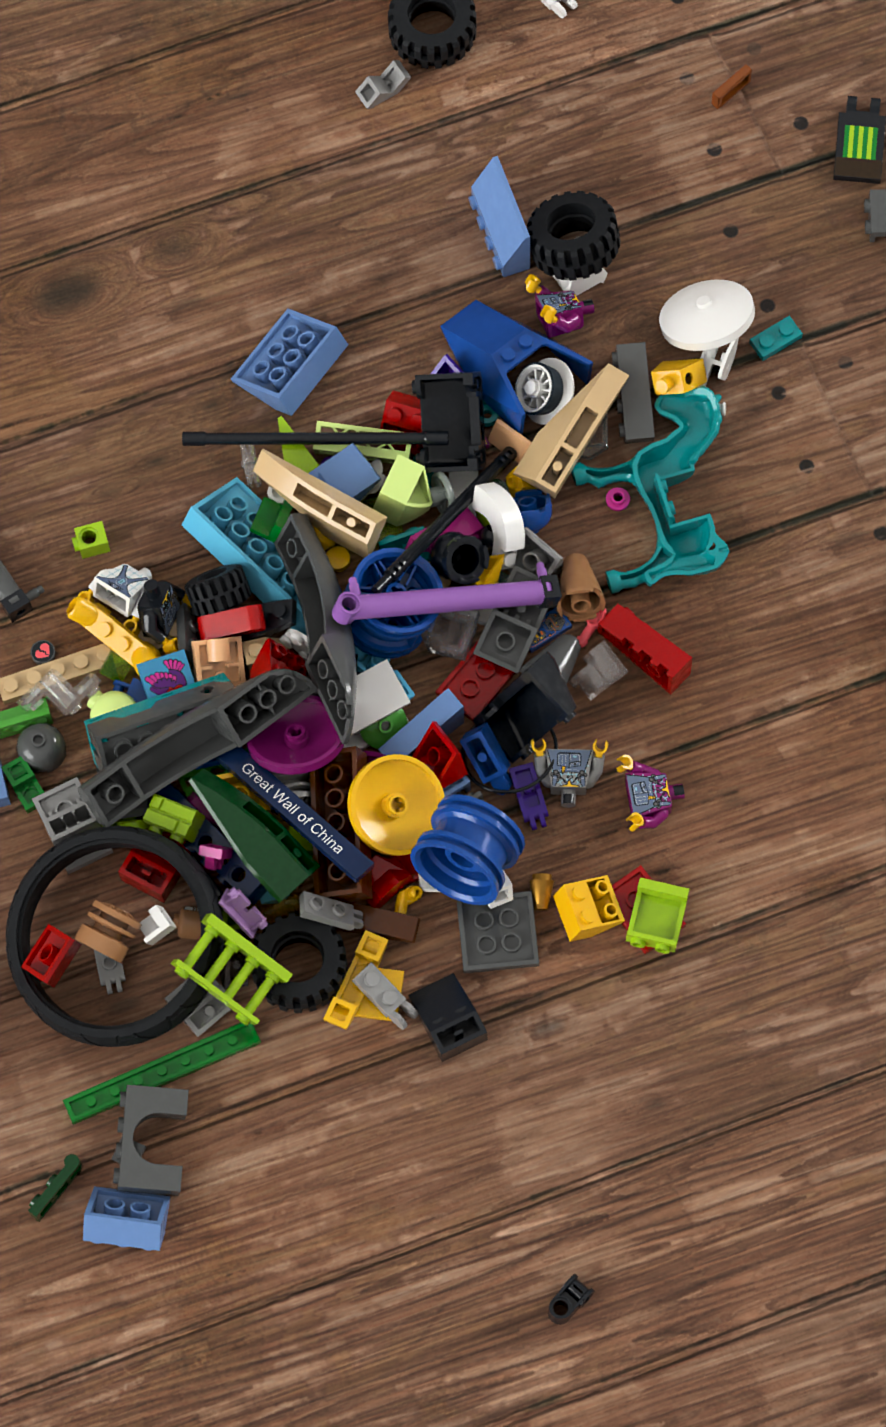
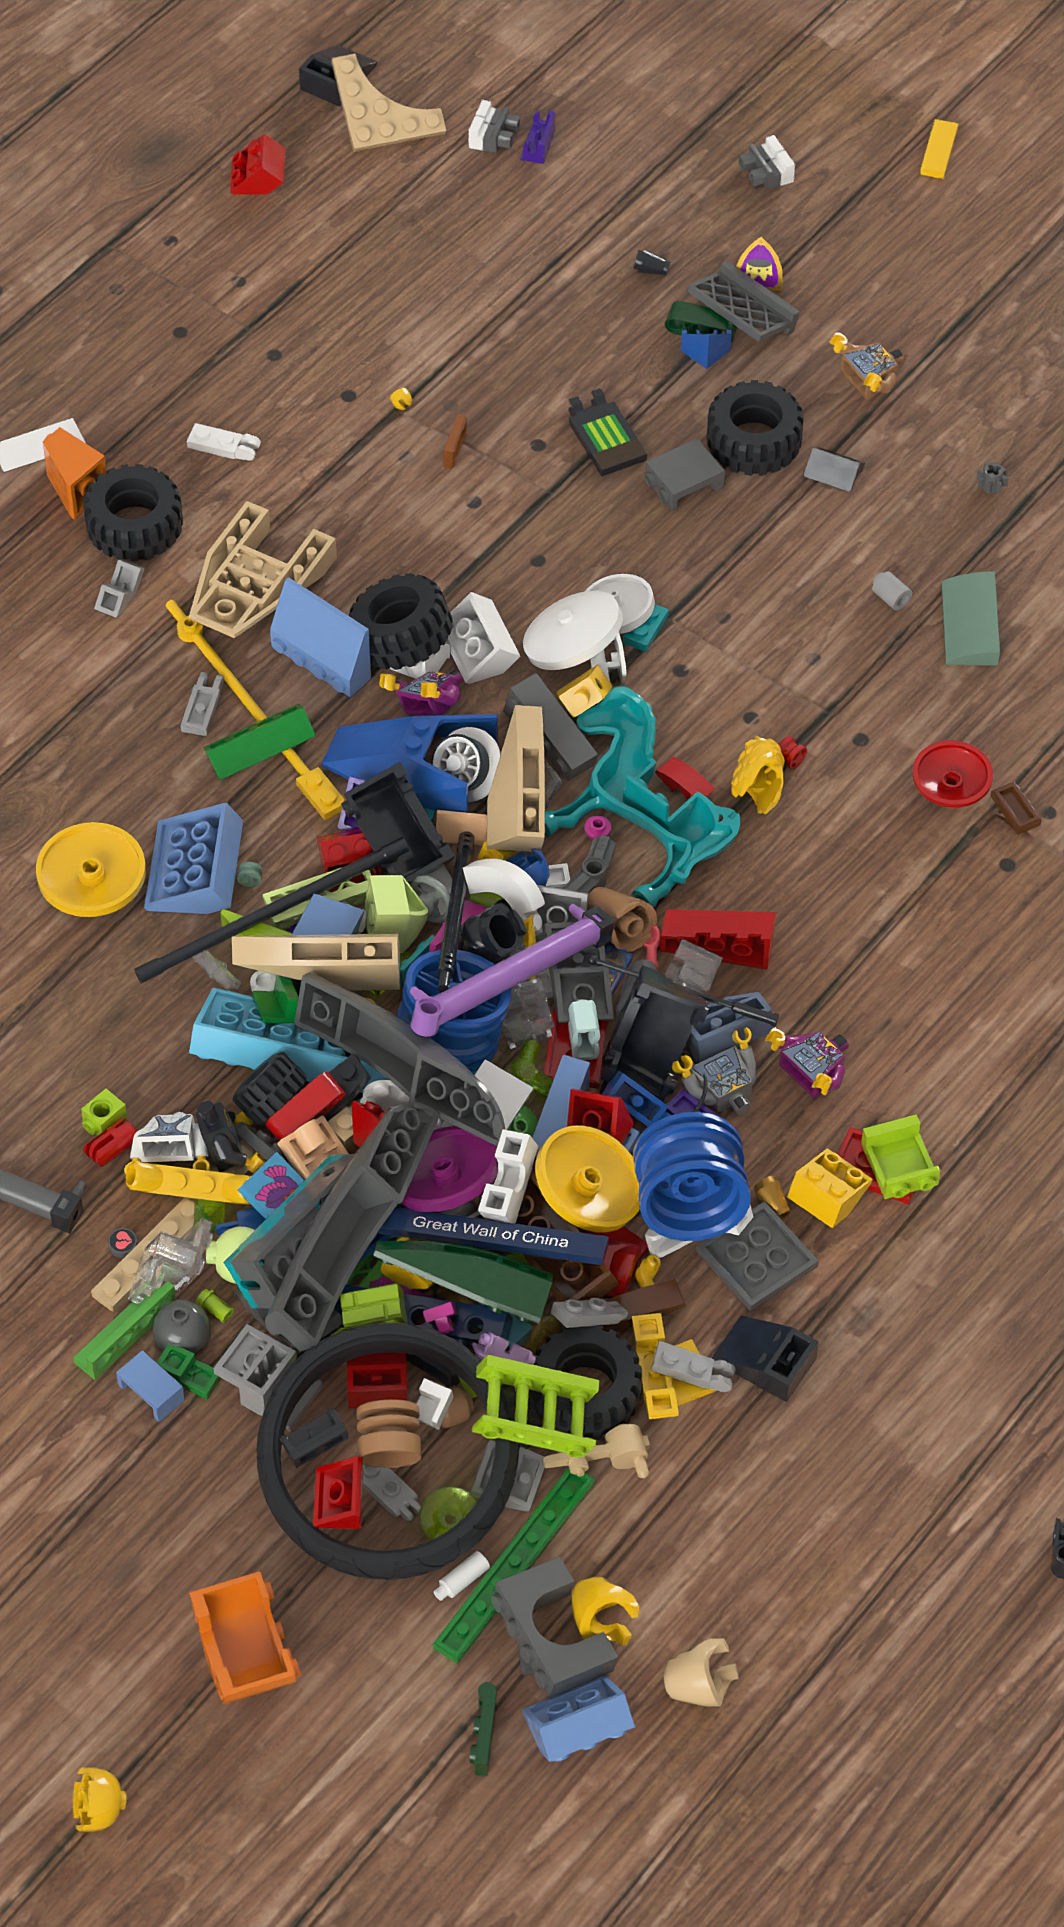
camera: 35 degrees left, 15 degrees down
(58, 900) = (314, 1438): none -> black hinge
(76, 742) = (214, 1305): none -> lime pin
(82, 566) = (110, 1142): none -> red arm
(116, 1060) = (462, 1576): none -> white cylinder
(128, 998) = (441, 1504): none -> clear neon green dish
(197, 1135) = (598, 1594): none -> yellow piece
(206, 326) = (90, 869): none -> yellow dish
(219, 1234) = (689, 1677): none -> tan piece
(295, 1029) = (623, 1446): none -> tan piece
(320, 786) = (515, 1161): none -> white arch
(325, 394) = (249, 874): none -> sand green bush
(382, 224) = (202, 705): none -> light grey hinge
(403, 281) = (259, 741): none -> green panel
(423, 338) = (312, 783): none -> yellow bar
(425, 677) = (525, 1070): none -> clear neon green arm
(477, 130) = (244, 584): none -> tan wedge
(482, 673) = (584, 1030): none -> light aqua brick
(558, 525) = (558, 876): none -> white tile
(597, 529) = (594, 866): none -> dark grey piece
(600, 723) = (716, 1031): none -> sand blue wedge
(609, 721) = (736, 1007): none -> black piece
(633, 281) = (480, 640): none -> white slope
(713, 495) = (685, 778): none -> red slope
(715, 23) = (401, 398): none -> yellow hinge
(774, 306) = (632, 595): none -> white piece
(774, 522) = (760, 773): none -> yellow head
(812, 516) = (792, 752): none -> red wheel

